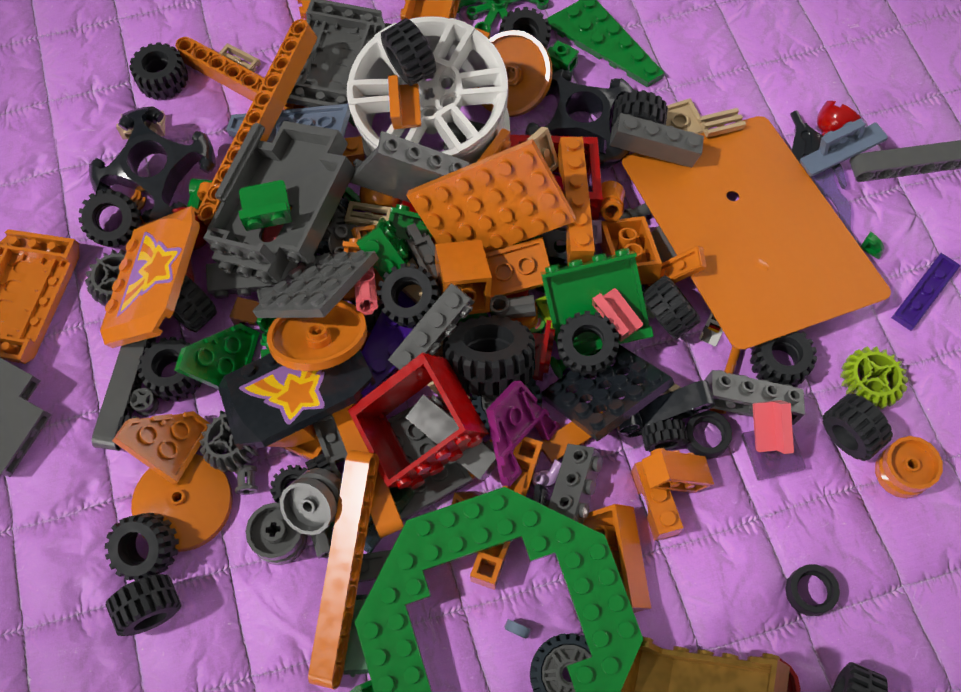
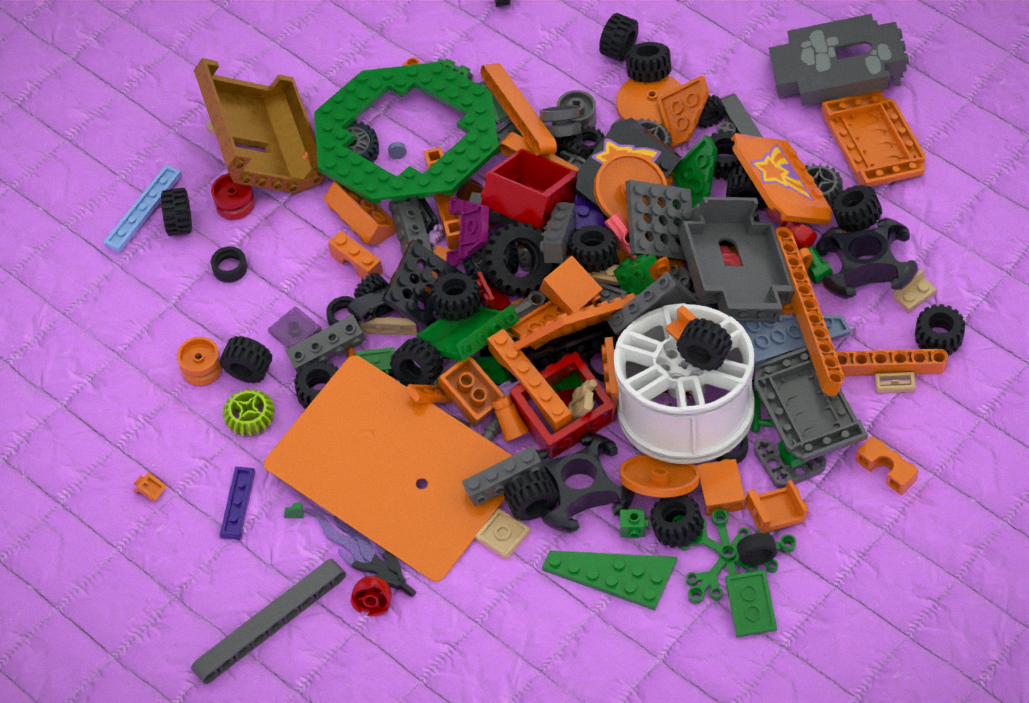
camera: 150 degrees right, 10 degrees down
(239, 162) = (787, 267): dark grey axle -> none
(264, 205) = (736, 243): green bracket -> none
(618, 311) = (449, 324): coral panel -> none
(677, 471) = (349, 266): orange brick -> none
(704, 351) = (379, 358): none -> green bracket
(720, 119) = (476, 531): tan tile -> none
(773, 426) = (303, 328): coral panel -> none
(842, 145) = (354, 569): sand blue bracket -> none

